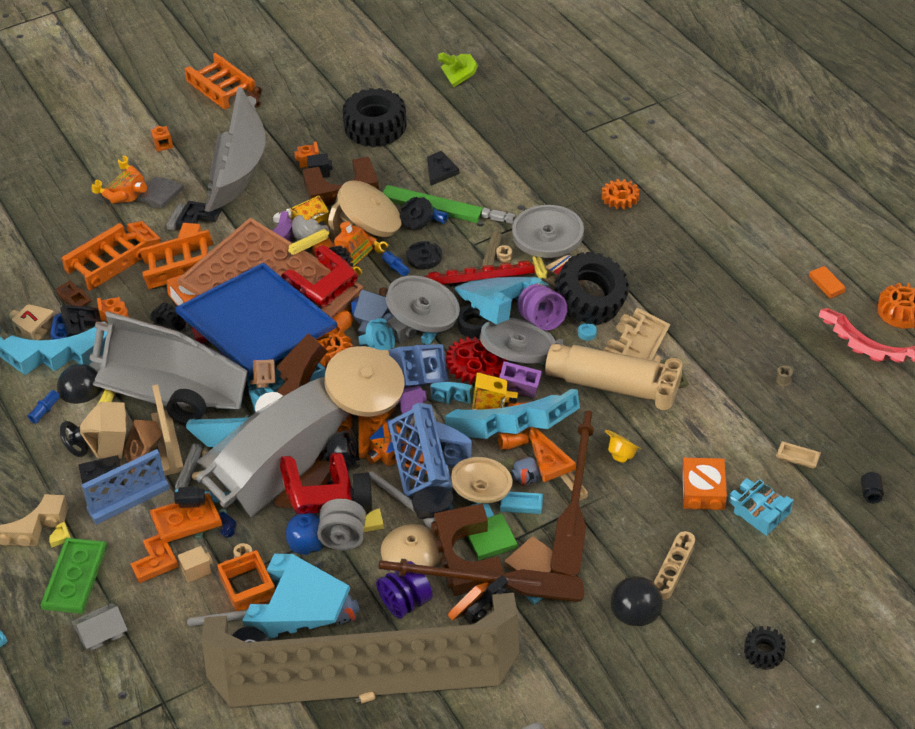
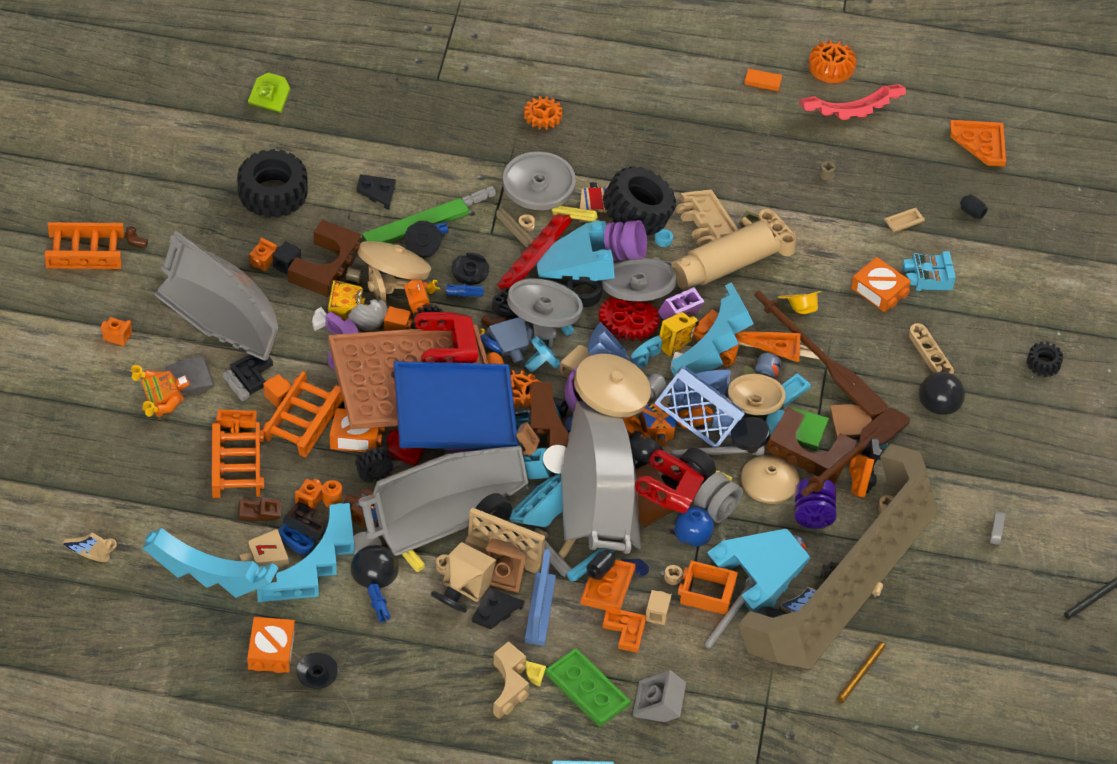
camera: 55 degrees left, 5 degrees up
(308, 241) = (396, 321): light yellow axle -> none

